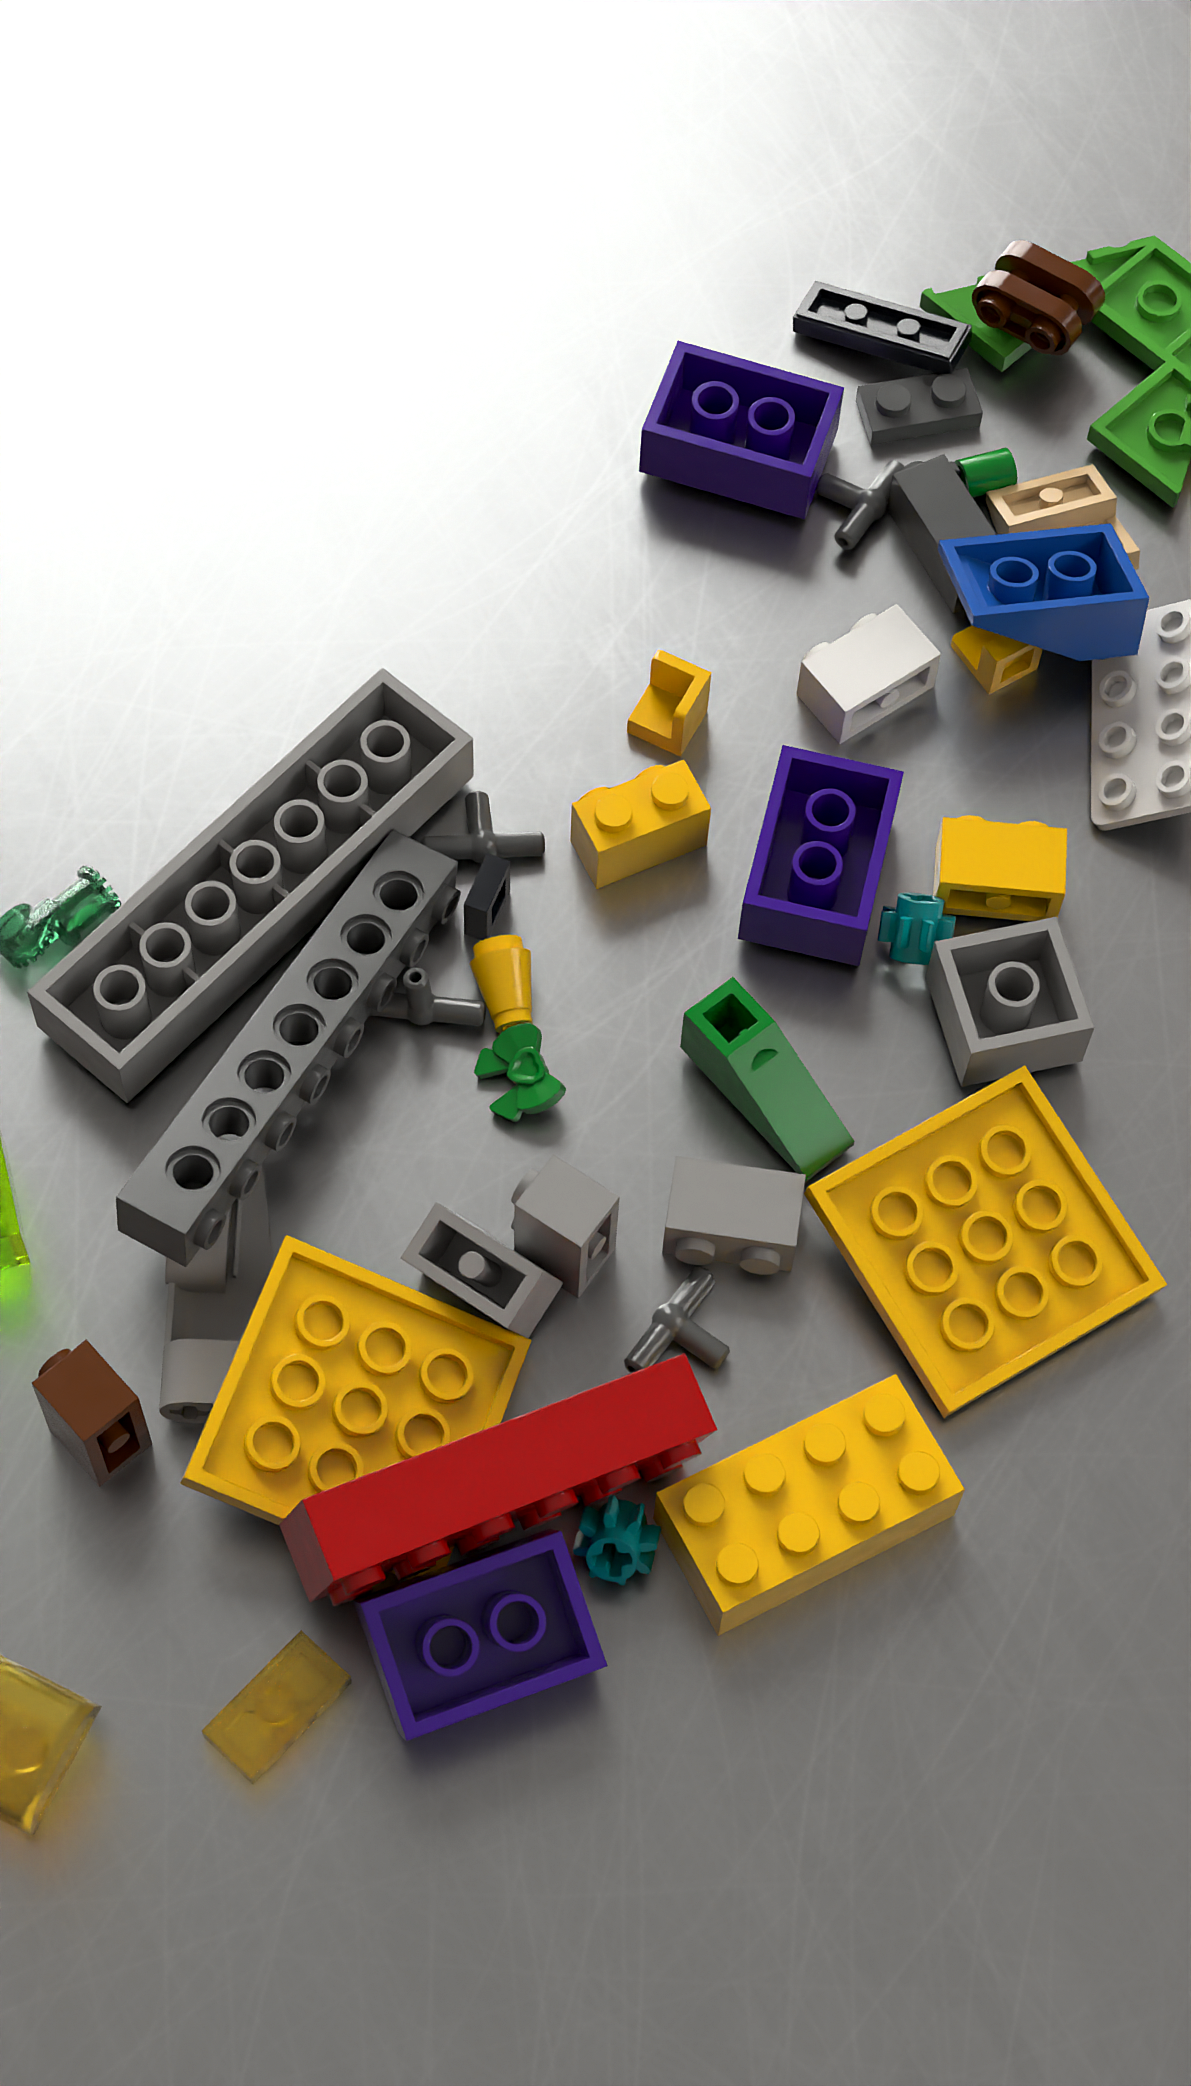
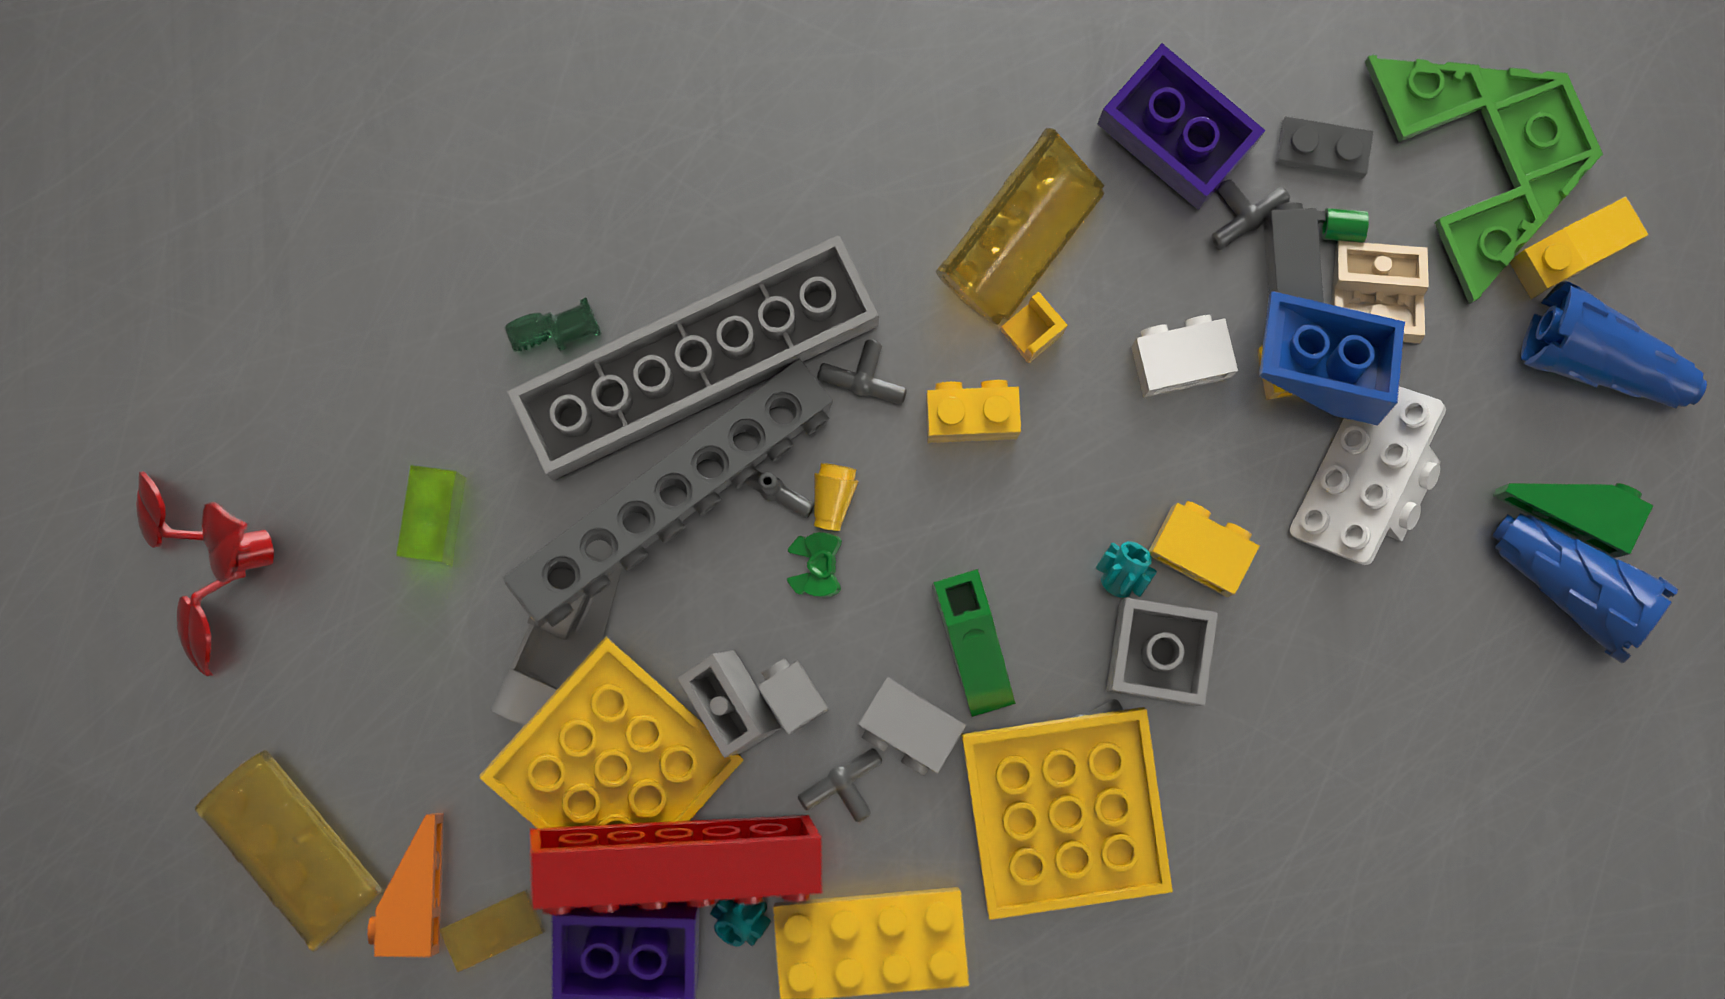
camera: 25 degrees right, 20 degrees up
(91, 1411) = (442, 701): reddish brown brick -> none
(145, 1708) = (411, 905): none -> orange slope
(487, 897) = (846, 427): black tile -> none
(602, 603) = (1022, 229): none -> clear yellow container
(820, 855) = (1084, 490): dark purple brick -> none
(882, 328) = (1326, 73): black tile -> none
(1038, 298) = (1442, 127): reddish brown brick -> none

